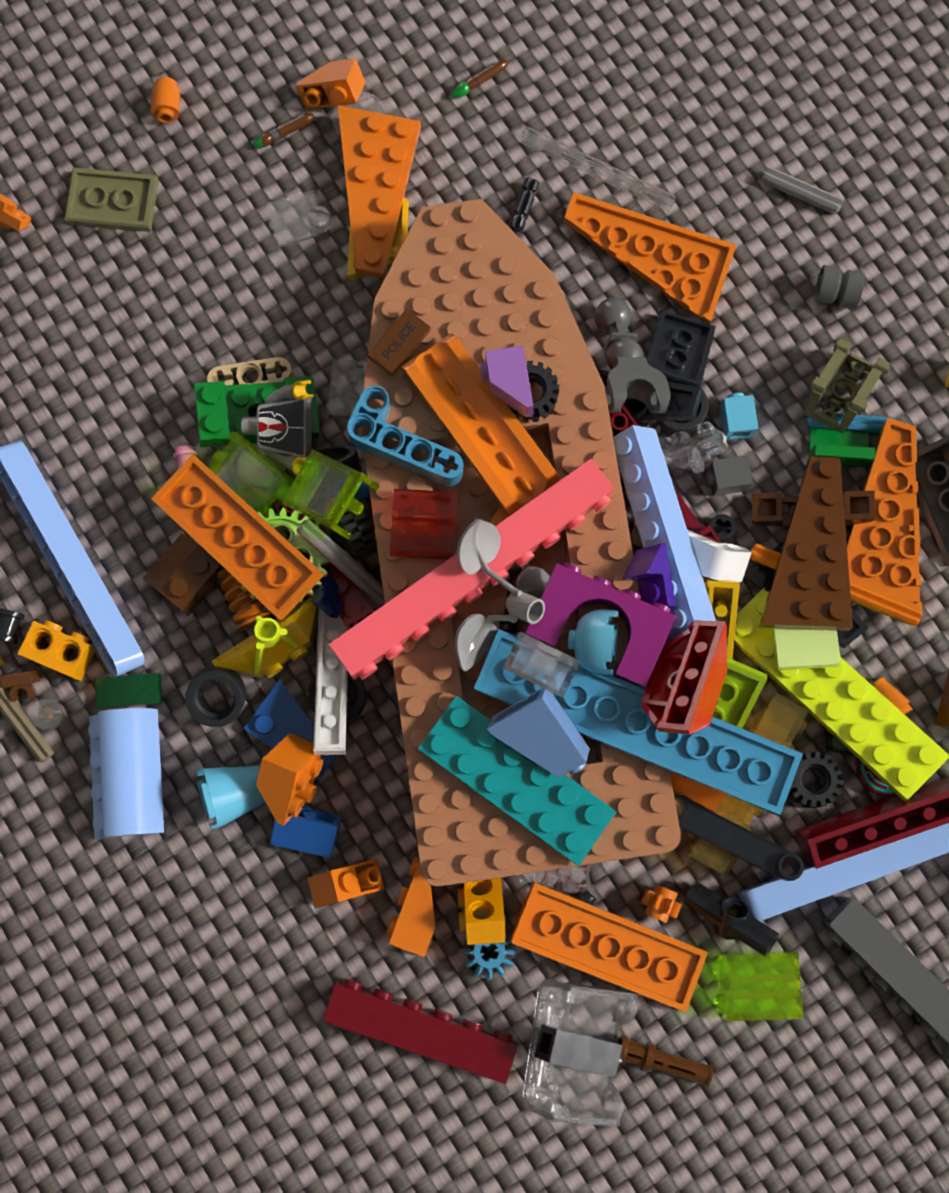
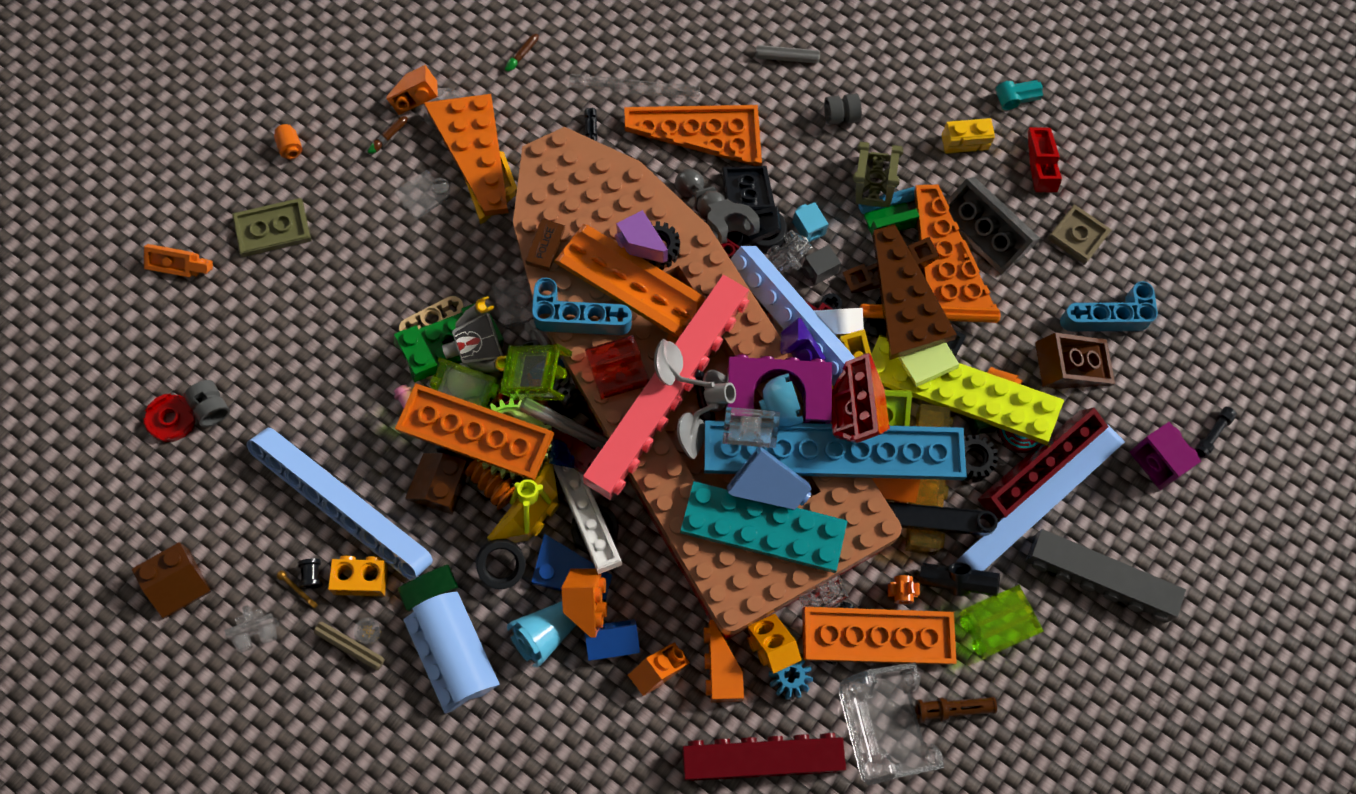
camera: 25 degrees left, 10 degrees down
(21, 680) = (336, 611): reddish brown tile -> none
(578, 1051) = (890, 721): brick -> none

